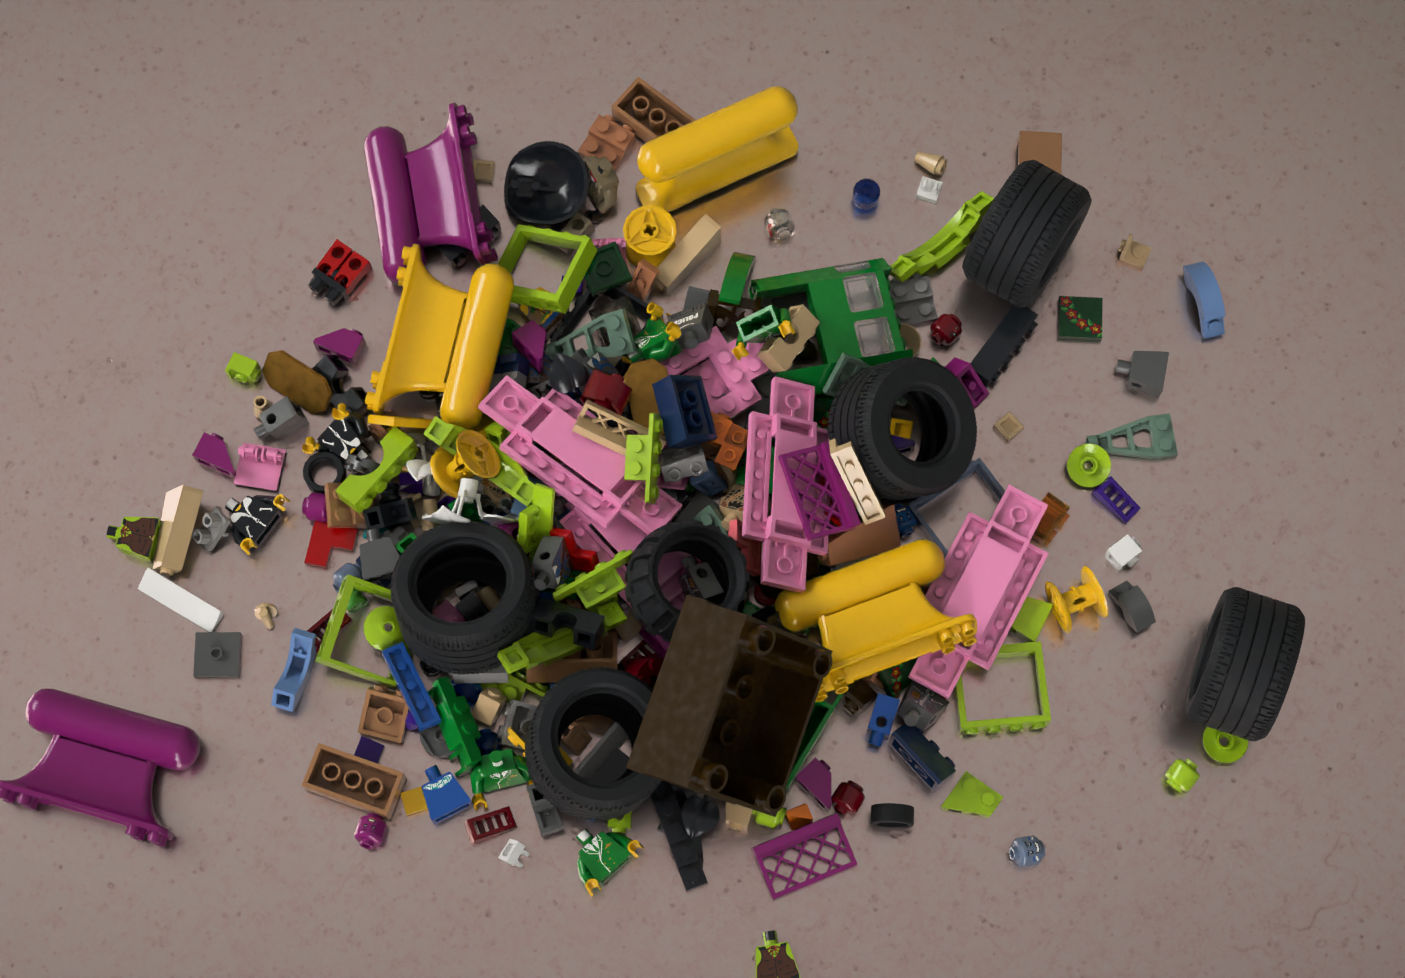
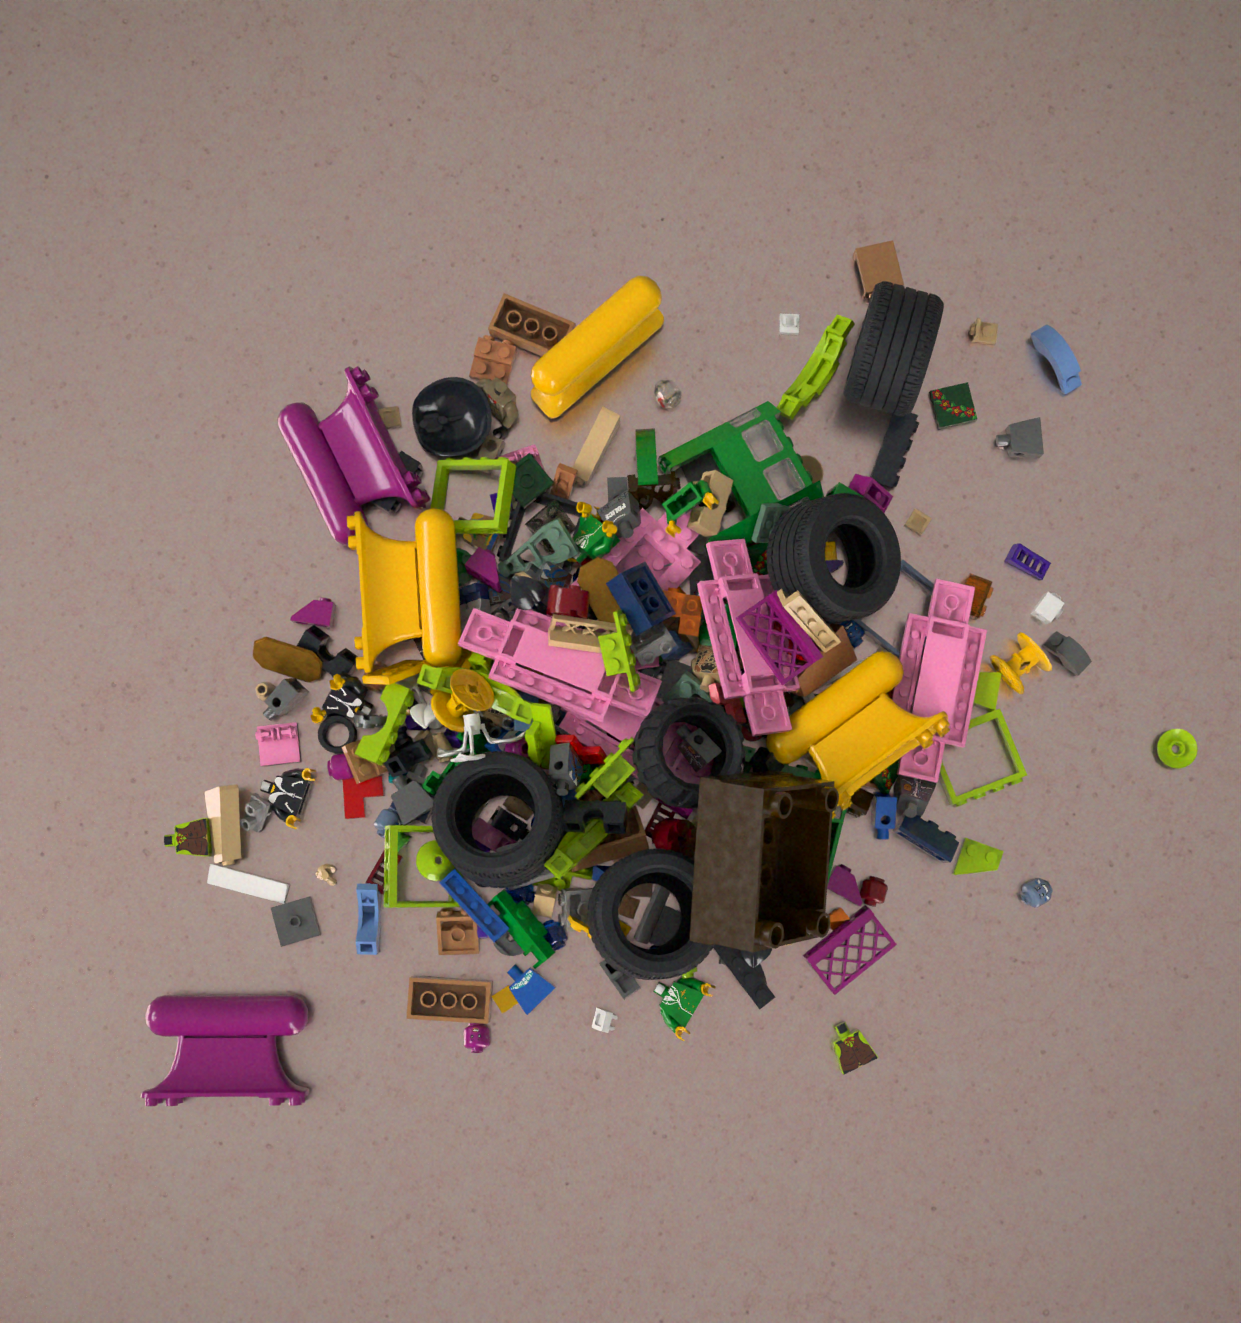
camera: 15 degrees left, 10 degrees up
(214, 454) = (236, 744): magenta slope -> none
(243, 369) = (236, 660): lime brick -> none
(339, 272) = (293, 547): red hips -> none
(369, 749) = (453, 968): dark purple slope -> none
(467, 588) = (494, 803): white tile -> none
(470, 823) = (572, 995): dark red slope -> none
(496, 772) = (569, 956): green torso -> none
(649, 235) = (559, 427): yellow piece -> none
(866, 194) = (736, 345): clear blue head -> none
(892, 815) = (916, 896): black tyre -> none
(913, 300) = (805, 431): light grey plate -> none
(933, 163) = (784, 298): tan cone -> none
(946, 329) = (840, 450): dark red head -> none
(1100, 465) = (1005, 543): lime dish -> none
(1161, 438) = (1051, 493): sand green plate -> none
(1182, 775) = (1149, 789): lime head -> none
(1245, 664) = (1185, 685): black tyre -> none

